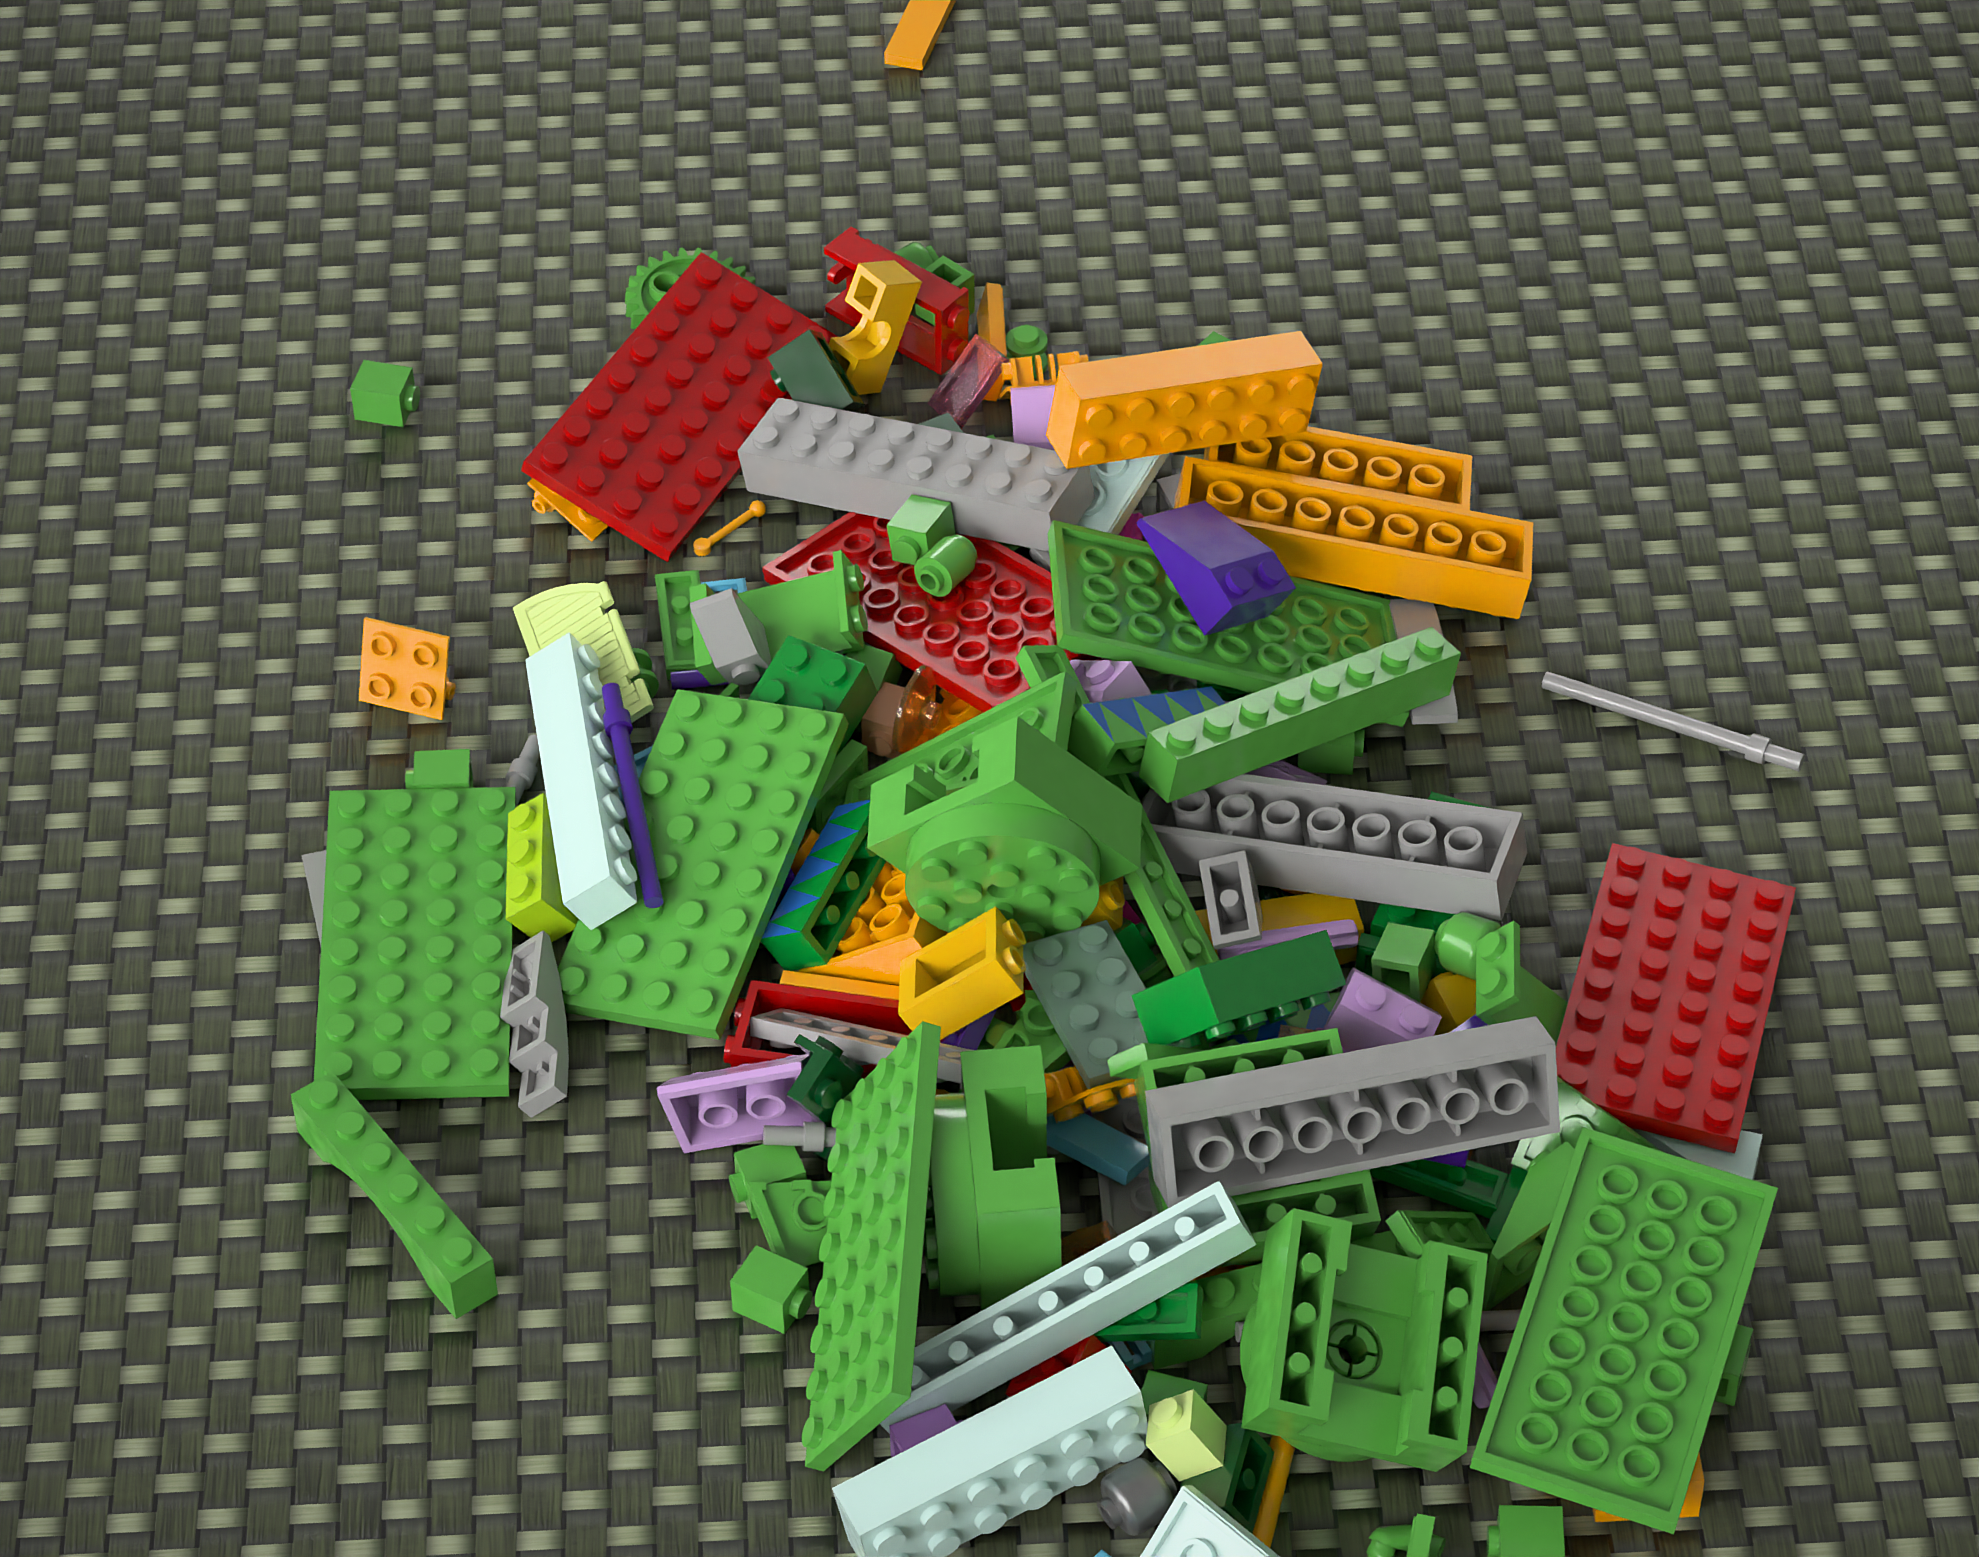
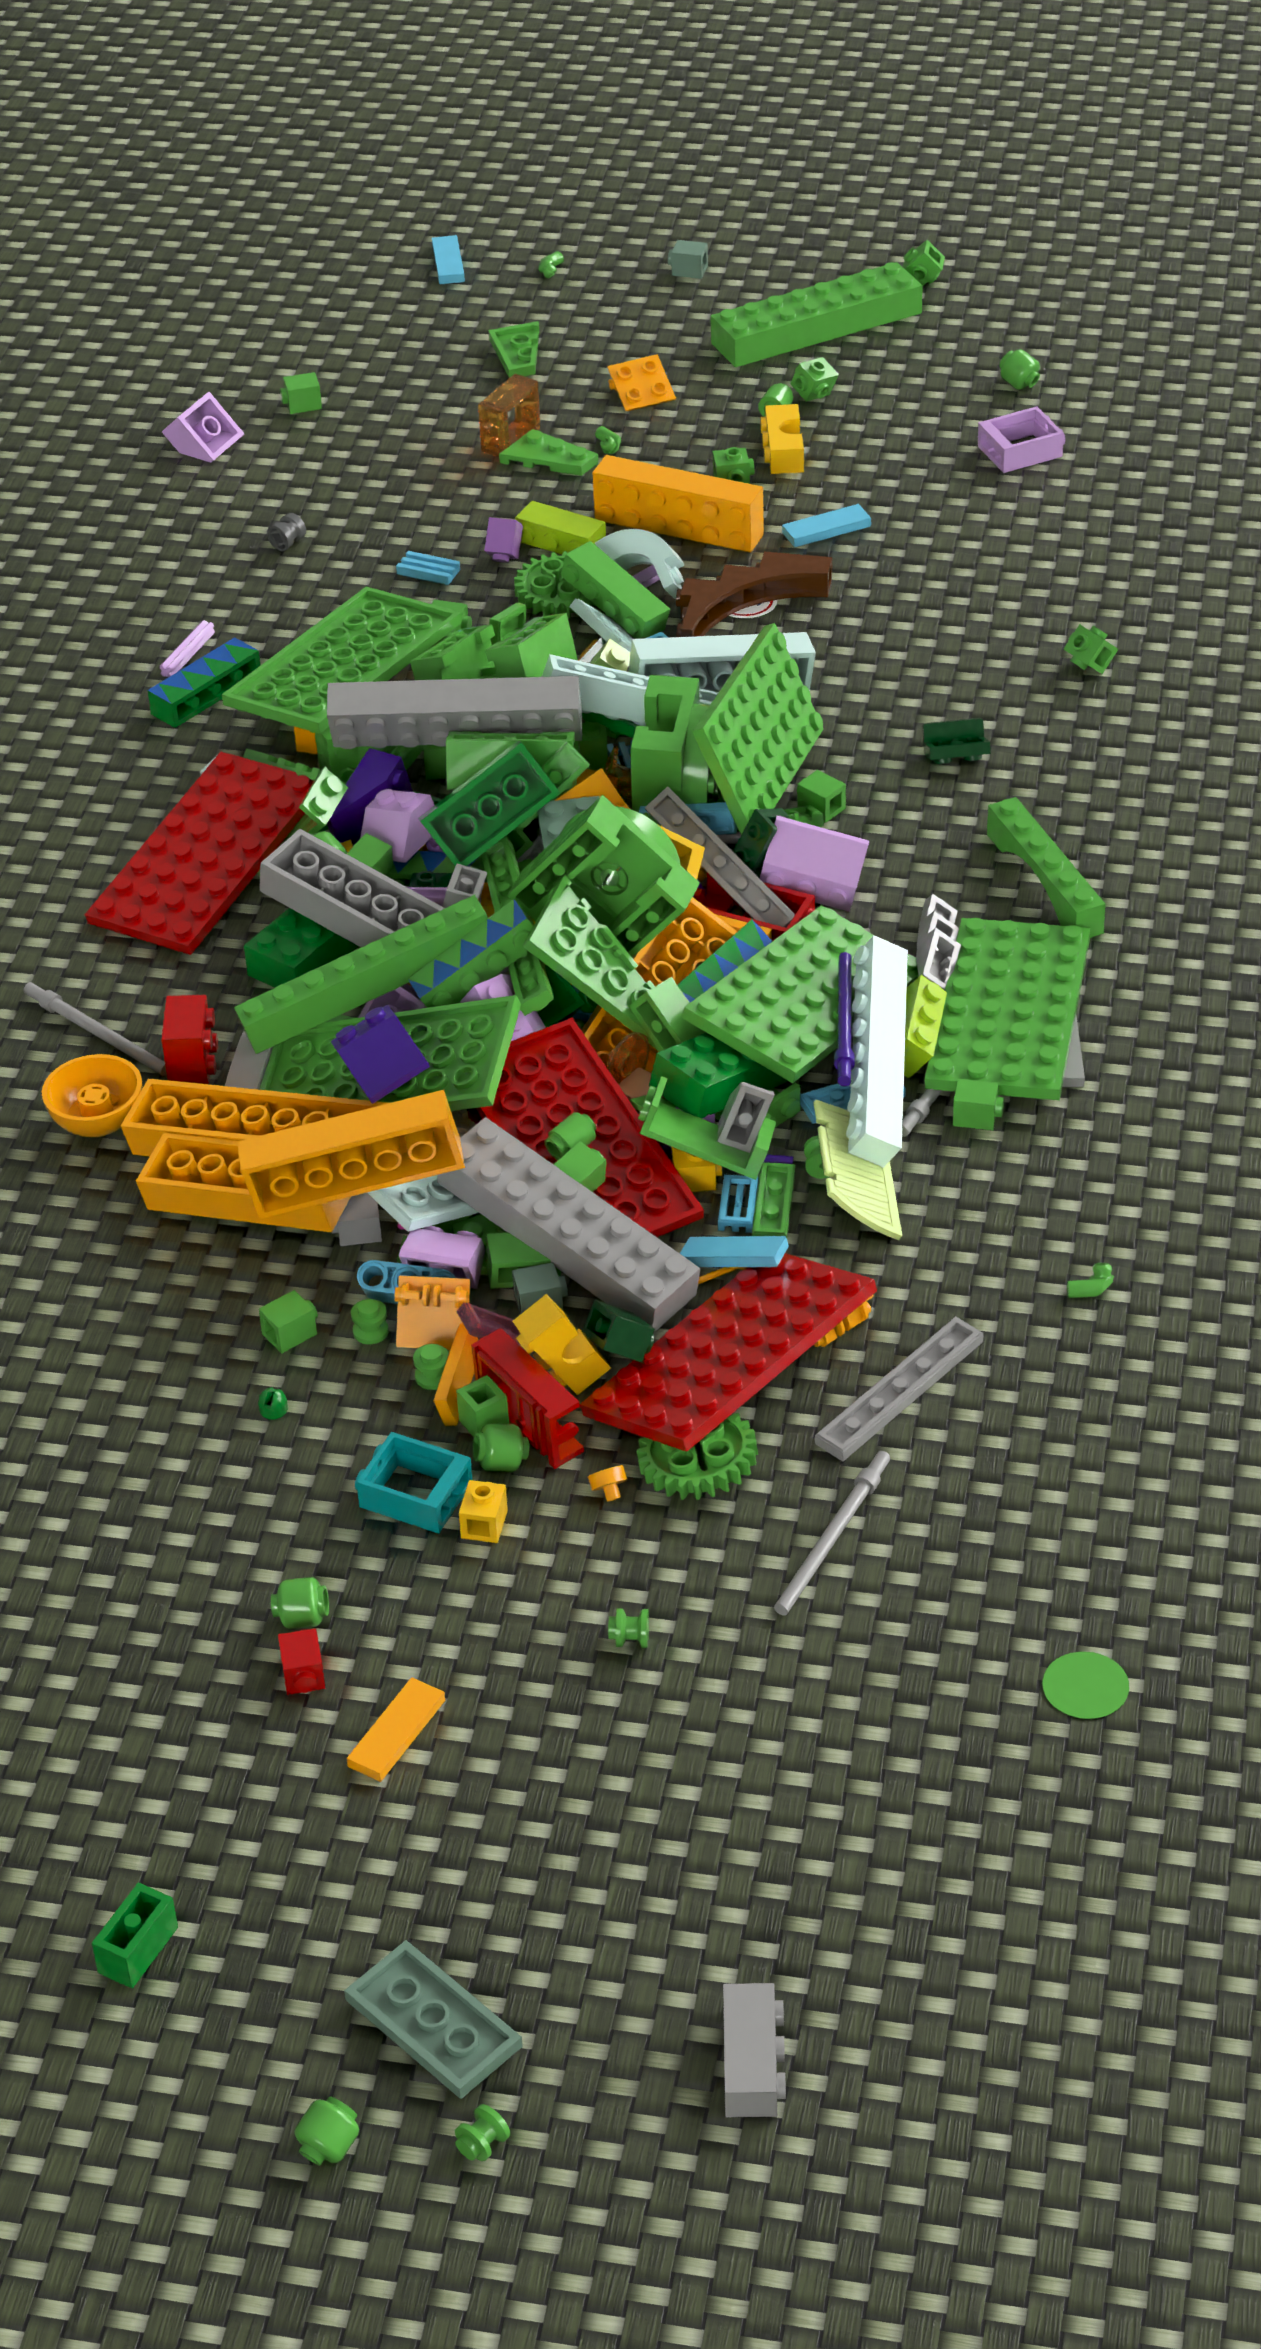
camera: 165 degrees left, 5 degrees down
(240, 174) = (1085, 1685): none -> bright green sticker
(266, 576) = (1094, 1285): none -> bright green arm
(384, 393) = (978, 1412): bright green brick -> none
(405, 669) = (992, 1171): light orange hinge -> none
(480, 427) = (898, 1389): none -> light grey tile
(501, 311) = (865, 1484): none -> light grey bar
(570, 1441) = (955, 739): none -> dark green bracket
(712, 523) = (735, 1251): none -> medium azure tile
(716, 129) = (629, 1627): none -> bright green wheel
(784, 262) = (608, 1481): none -> light orange tile
(873, 754) = (661, 1013): none -> bright green brick
(907, 210) = (483, 1511): none -> yellow brick
(997, 202) = (398, 1450): none -> teal window
(1037, 50) = (301, 1661): none -> red brick
(1061, 93) = (300, 1603): none -> bright green head
(1192, 305) = (278, 1406): none -> green hinge
(1519, 670) = (189, 1039): none -> red brick
(1597, 569) = (92, 1094): none -> light orange piece
(1876, 1368) = (202, 682): none -> green brick
(1956, 1461) = (187, 649): none -> lavender axle

